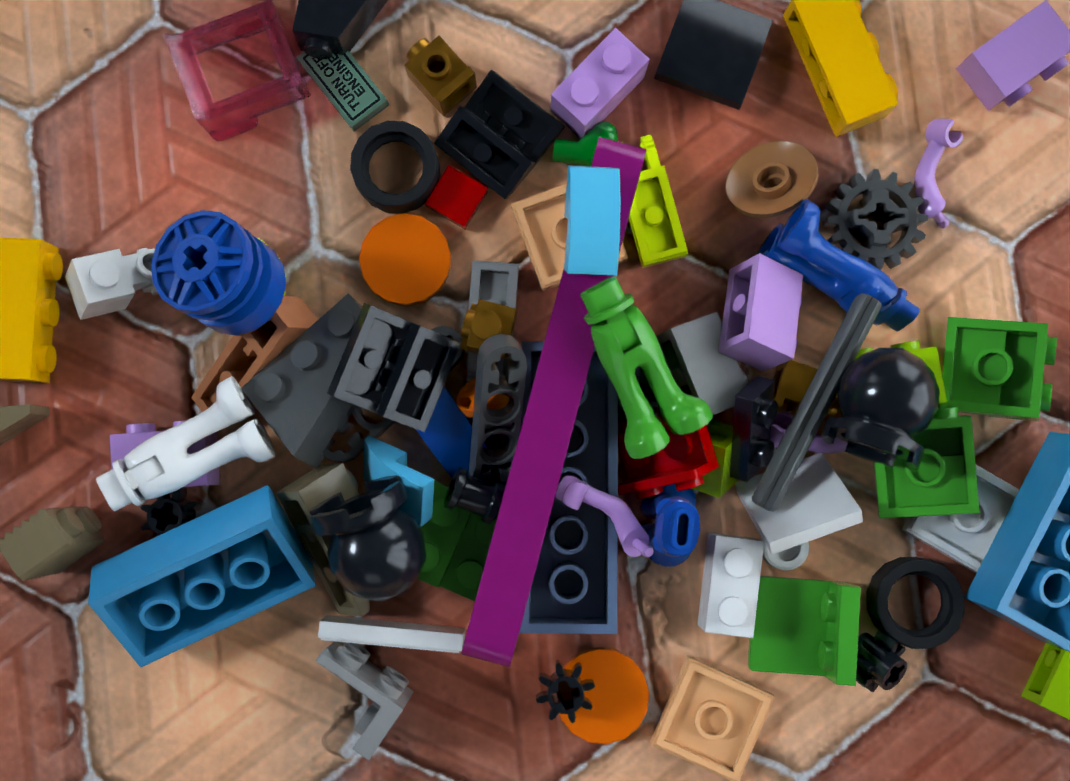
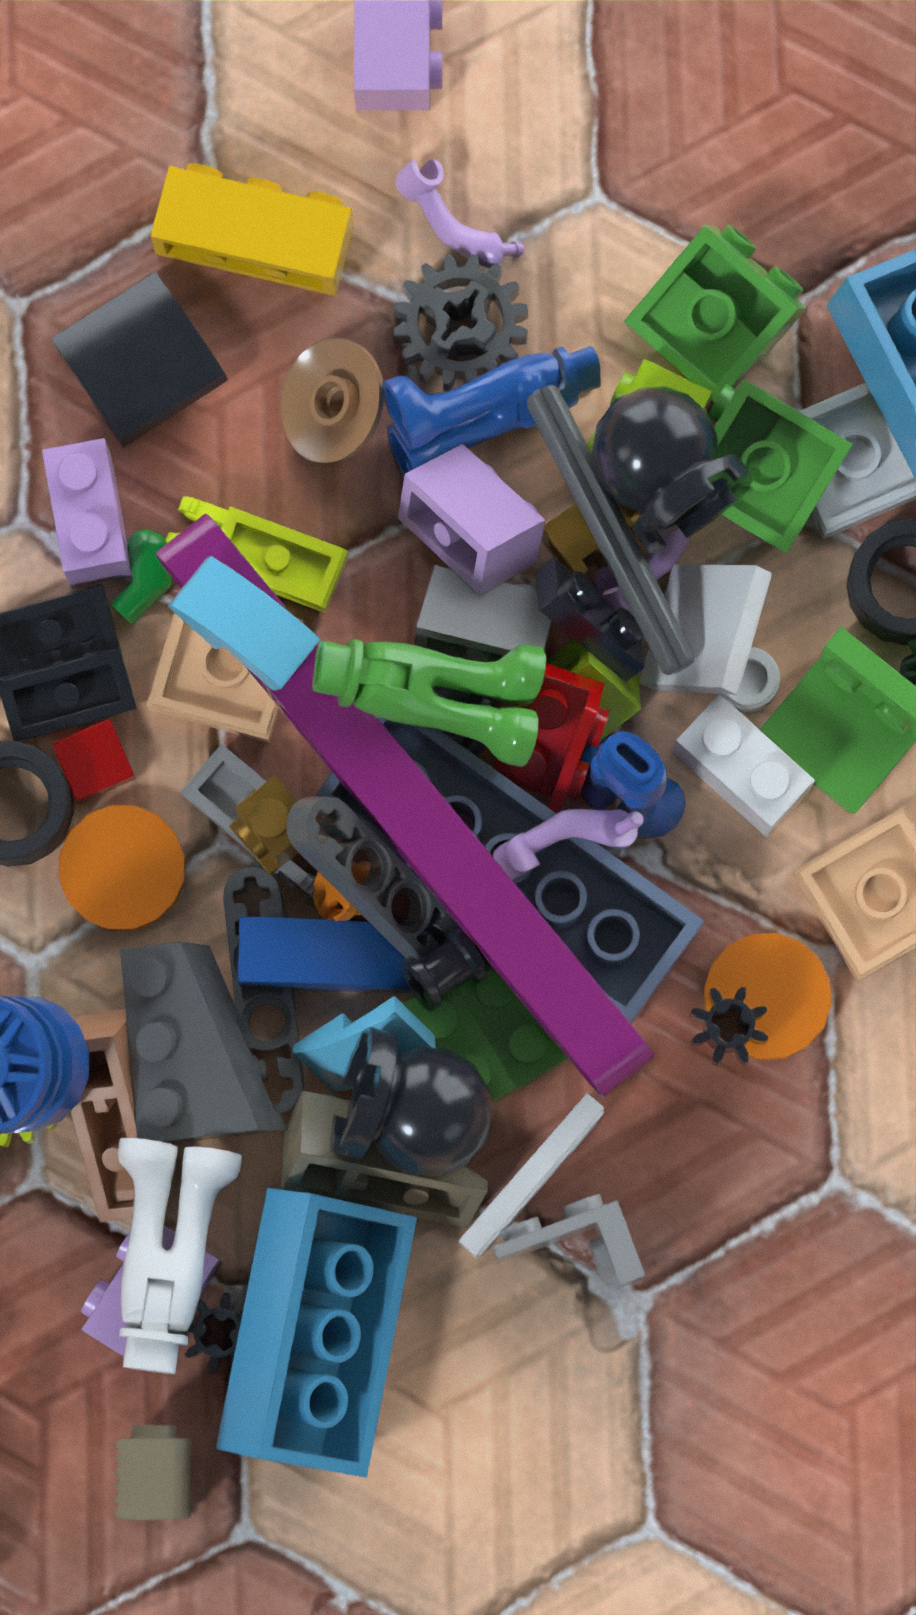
camera: 50 degrees left, 5 degrees down
(393, 367) = (241, 953): black slope -> none

